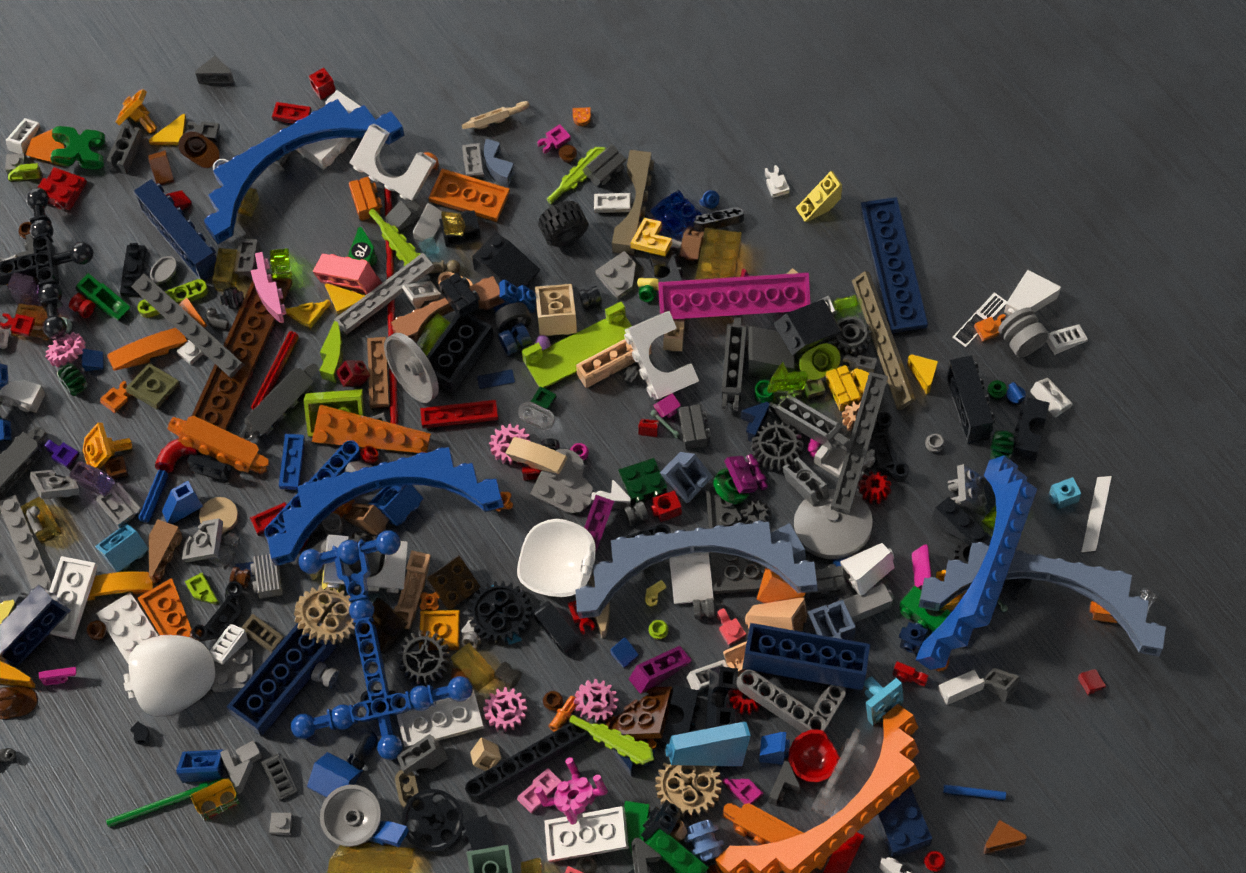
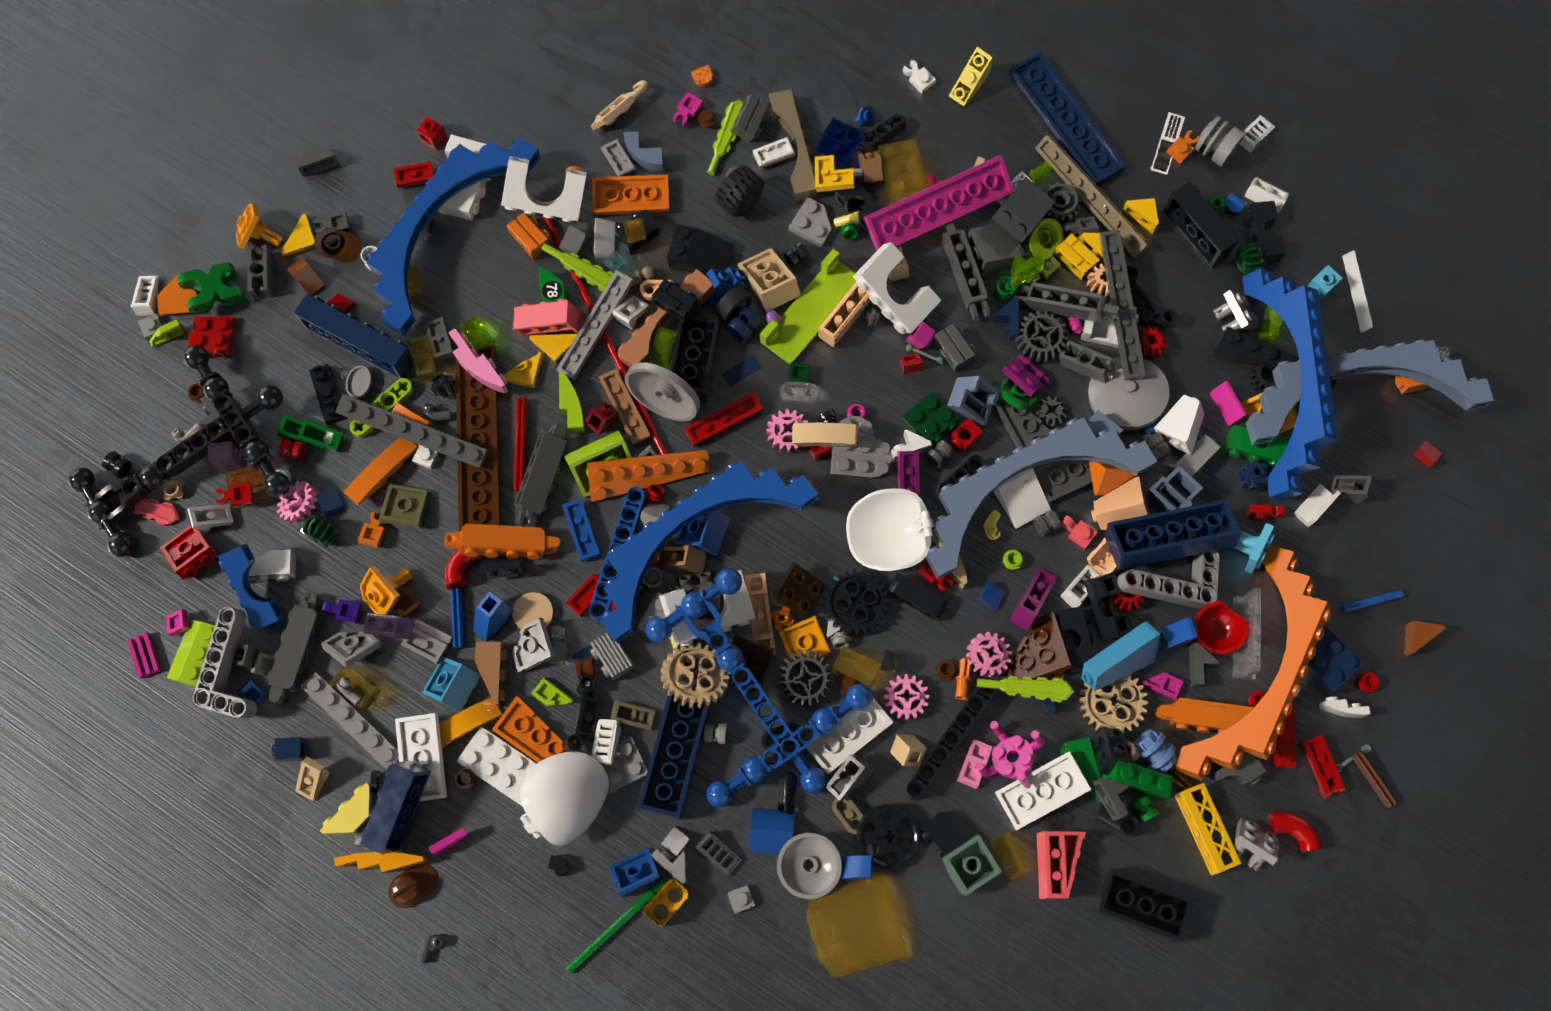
camera: 25 degrees left, 10 degrees up
(934, 443) = (1183, 278): light grey plate -> none
(1033, 293) = (1205, 102): white slope -> none

